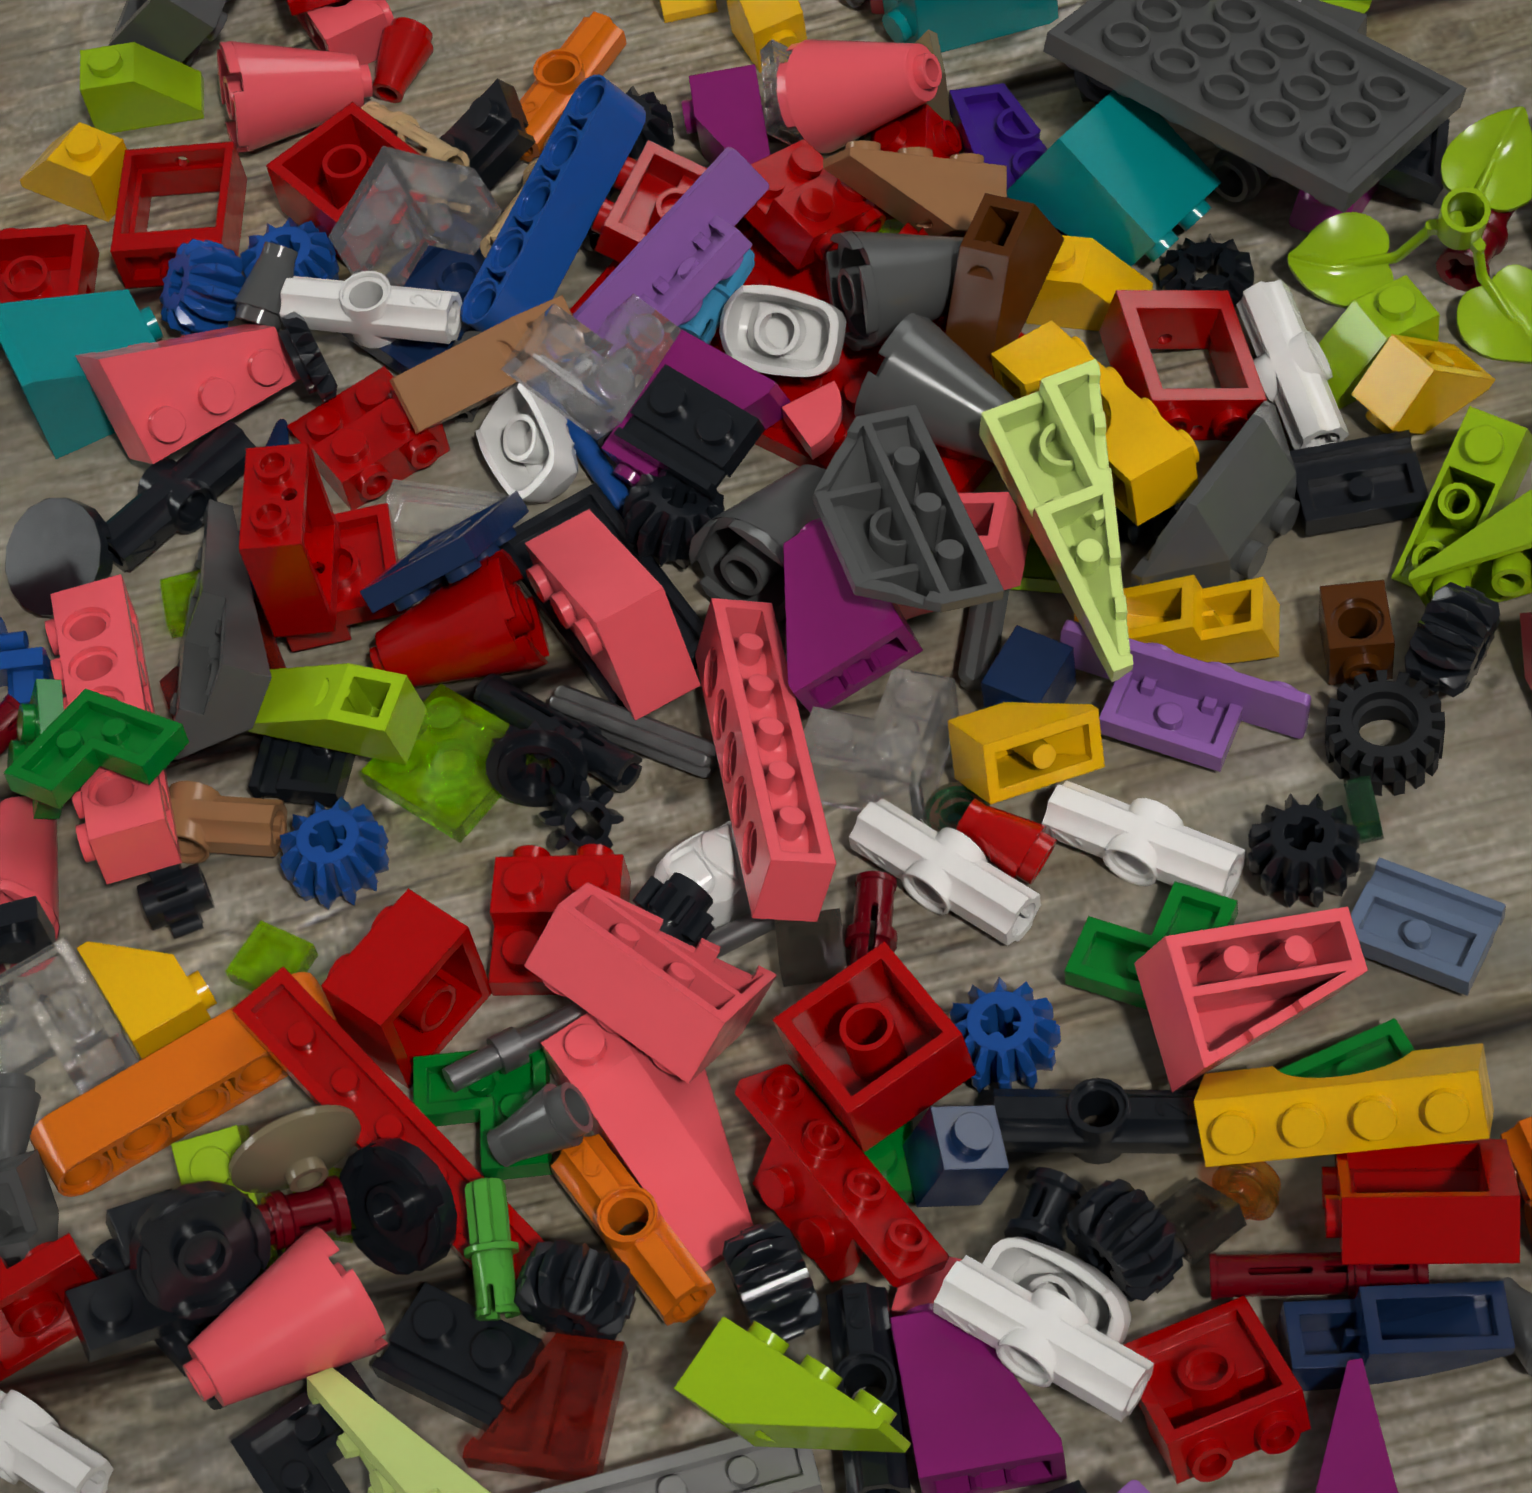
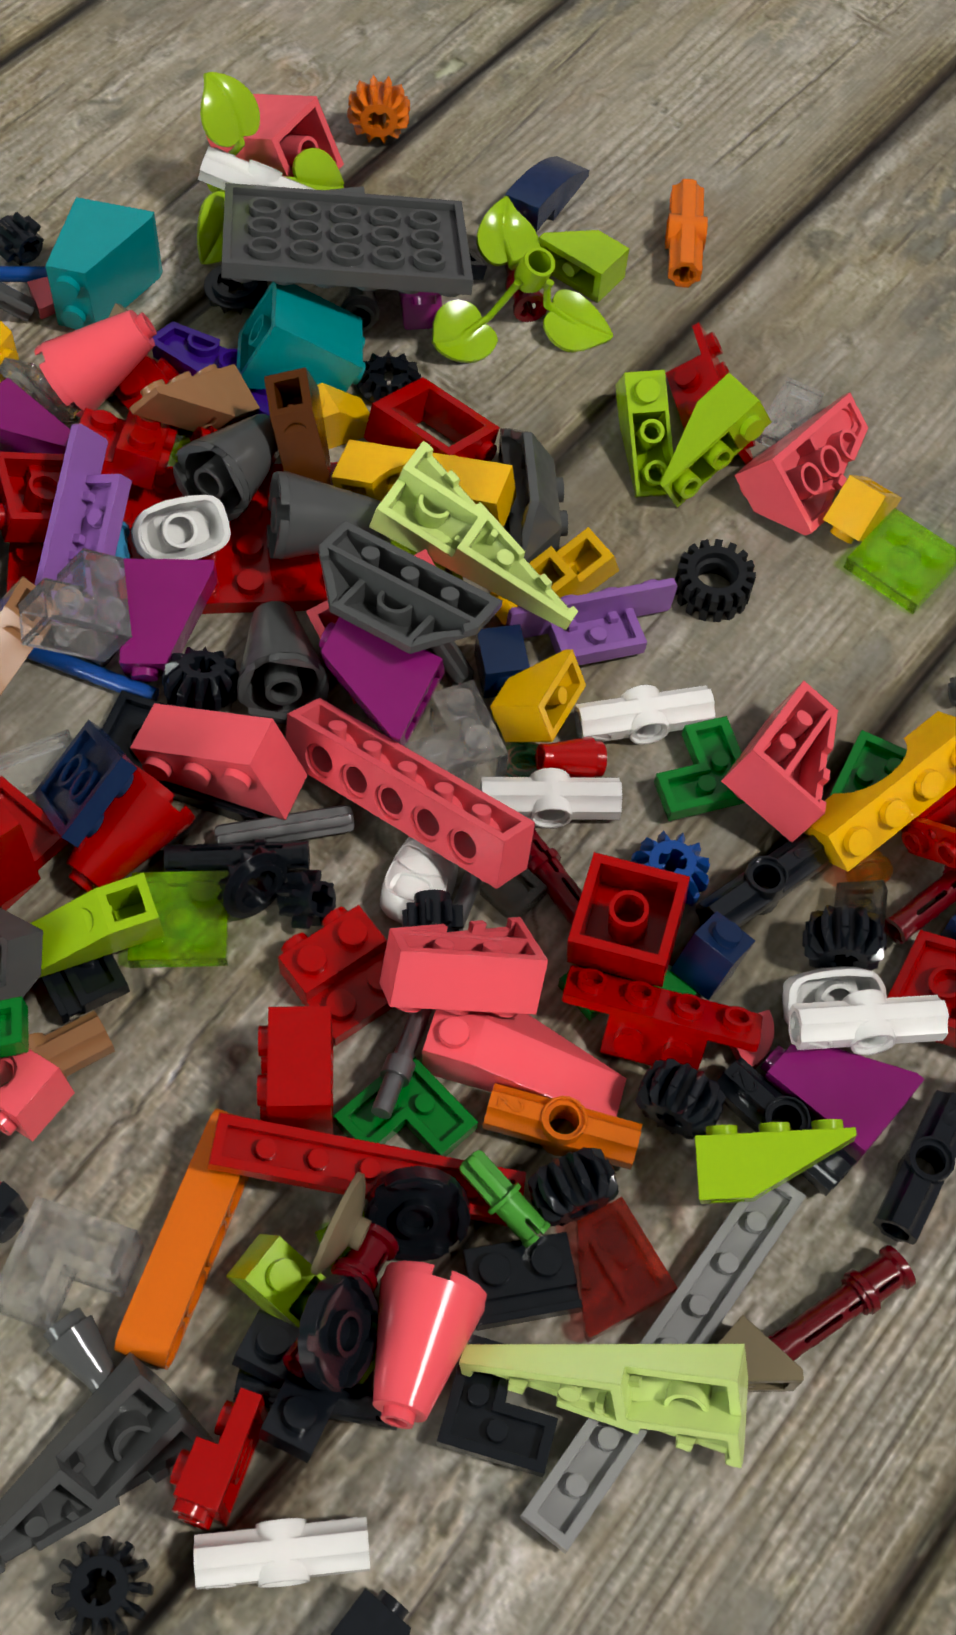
camera: 55 degrees left, 5 degrees up
(148, 993) = (119, 1192): yellow slope -> none
(176, 898) = (77, 1122): black gear -> none
(266, 953) = (172, 1120): clear neon green tile -> none
(334, 852) = (161, 1037): blue gear -> none
(528, 446) = (59, 688): white piece -> none
(544, 1124) = (469, 1100): dark grey cone -> none
(689, 431) = (179, 619): black plate -> none
(815, 418) = (241, 574): coral tile -> none
(1046, 1207) = (779, 954): black bush -> none
(1291, 366) = (489, 398): white piece -> none
(1304, 850) = (733, 667): black gear -> none
(1354, 611) = (653, 533): reddish brown brick -> none
(1358, 483) = (583, 450): black plate -> none
(1363, 809) = (742, 627): clear green tile -> none
(1366, 328) = (521, 370): lime slope -> none
(1418, 384) = (565, 383): yellow slope -> none
(1425, 925) = (831, 667): sand blue plate -> none
(1452, 639) = (714, 507): black gear -> none

